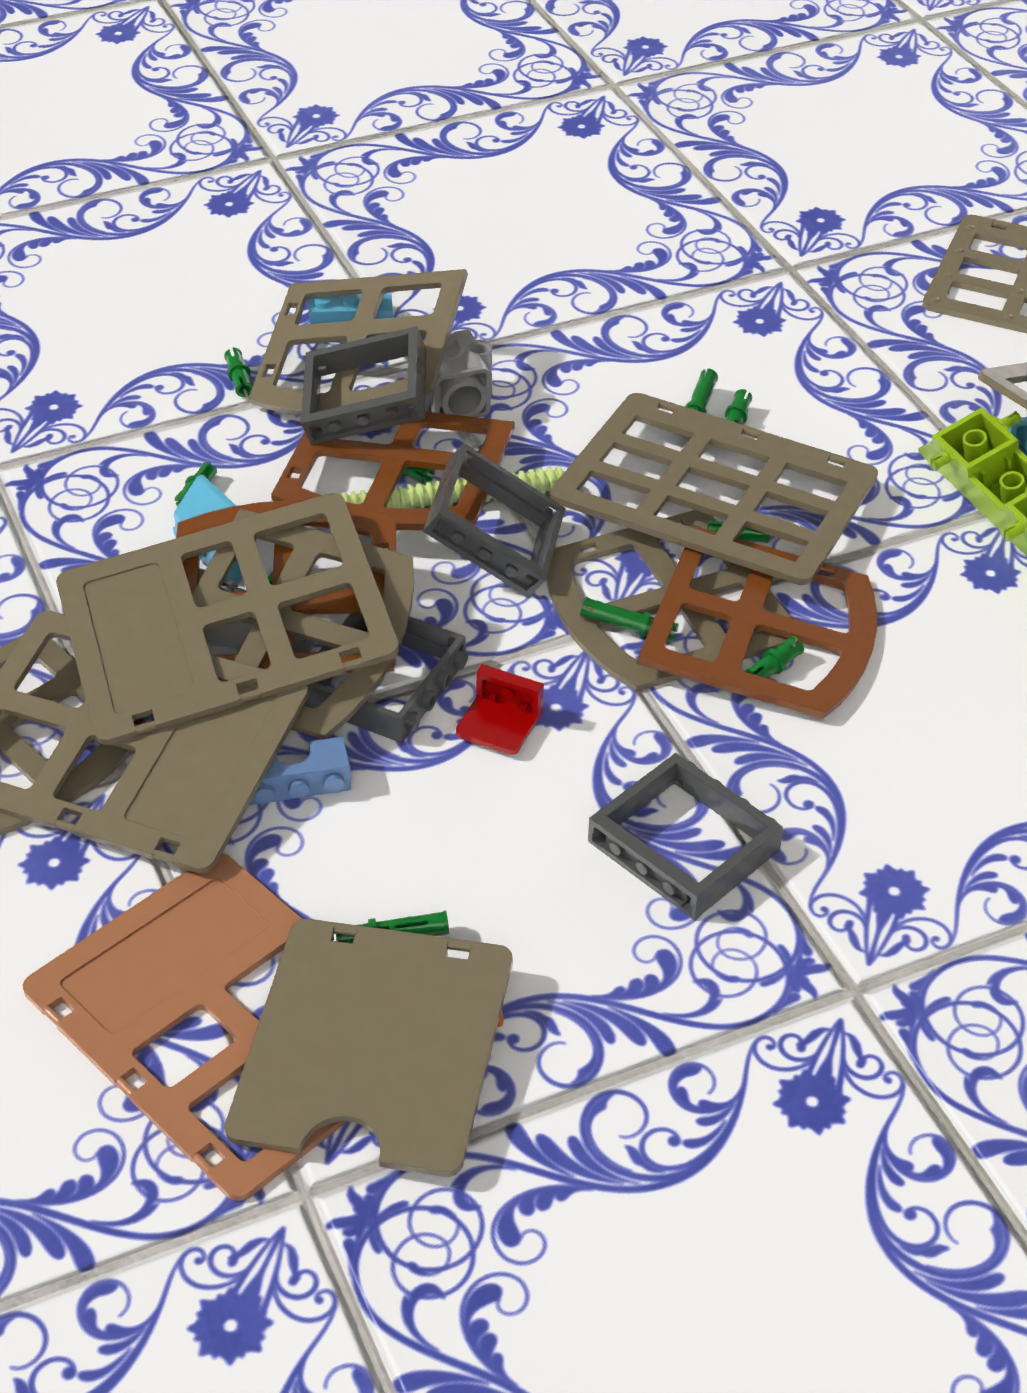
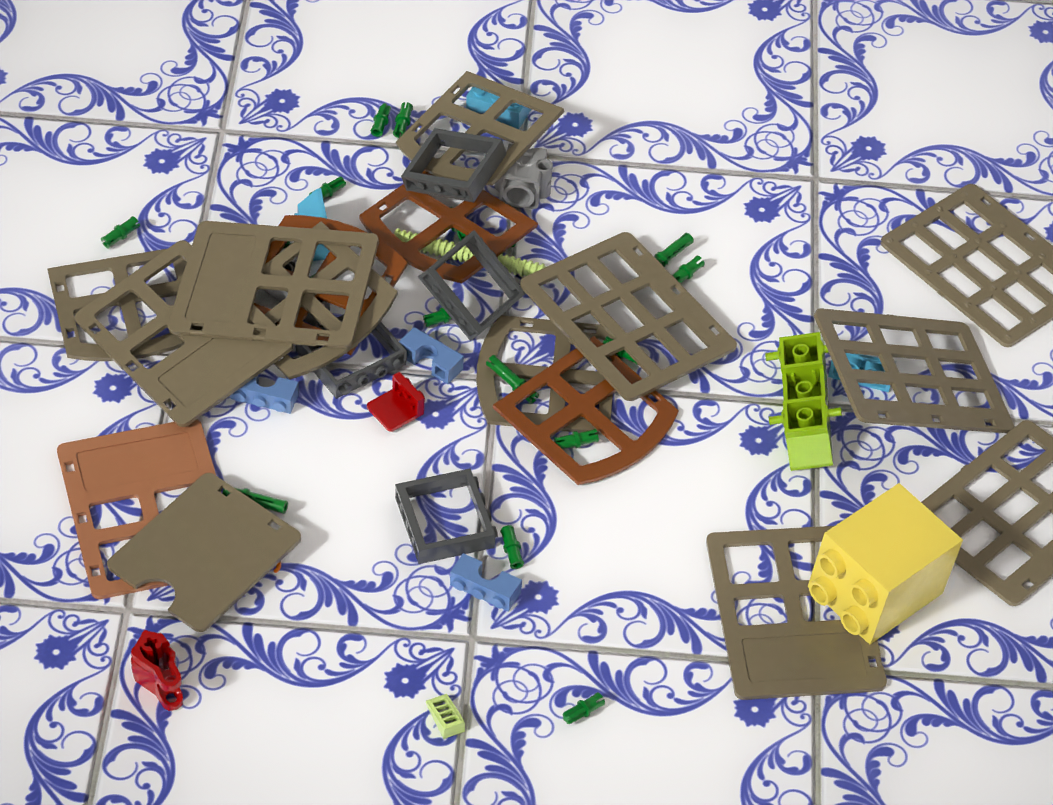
camera: 25 degrees right, 5 degrees up
(208, 382) = (380, 120): none -> green axle
(422, 1286) = (149, 660): none -> red piece
(471, 578) = (436, 318): none -> green pin
(521, 629) = (445, 361): none -> medium blue arch
(790, 907) = (500, 591): none -> medium blue arch
(809, 837) = (512, 547): none -> green pin
(923, 1141) = (449, 729): none -> yellowish green slope

